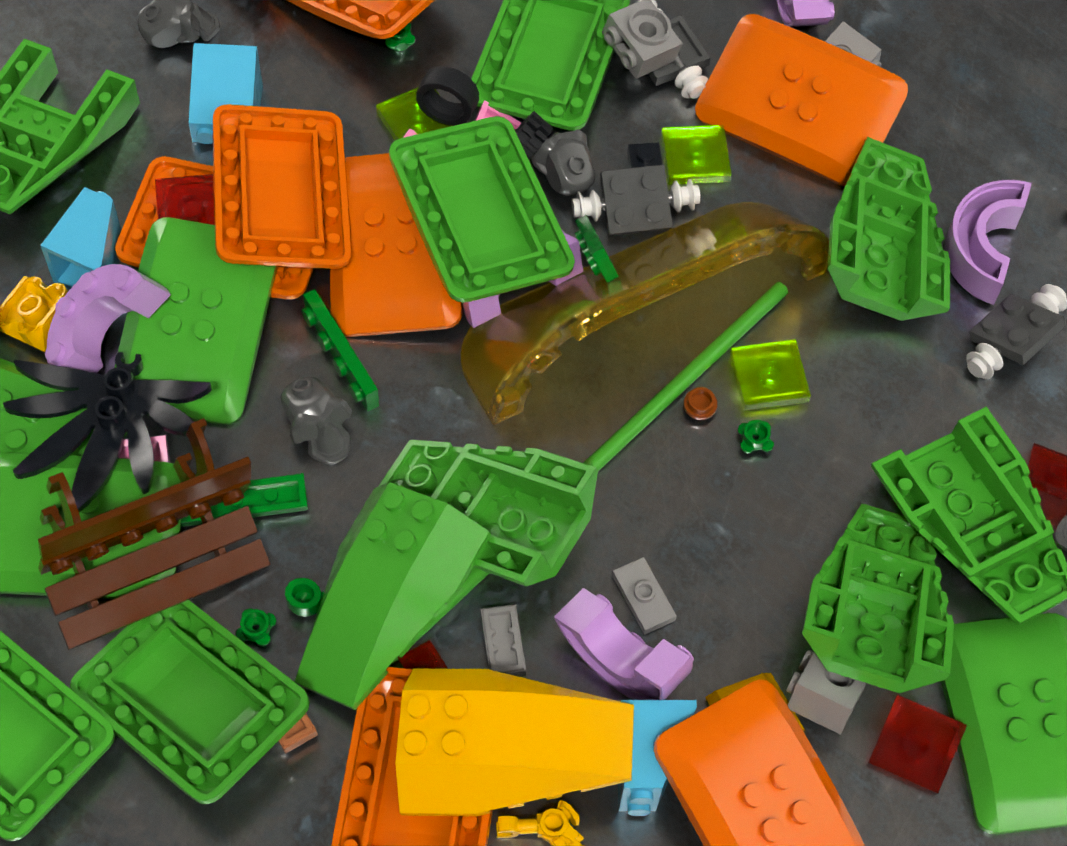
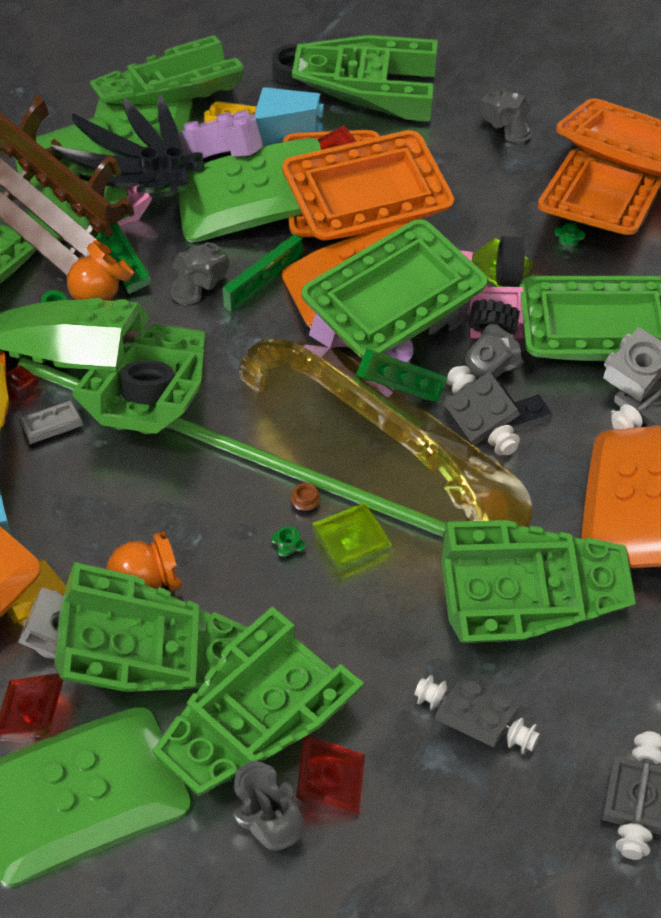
camera: 75 degrees right, 10 degrees down
(219, 78) = (458, 148): medium azure slope -> none
(256, 617) = (26, 289): green plate -> none
(293, 531) = (97, 274): none -> orange tile
(496, 490) = (145, 381): none -> black tyre
(621, 655) = (57, 485): lavender brick -> none
(644, 595) = (117, 499): light grey plate -> none
(696, 154) = (555, 443): clear neon green plate -> none
(772, 584) = (147, 561): none -> orange tile
(972, 257) = (572, 650): lavender brick -> none

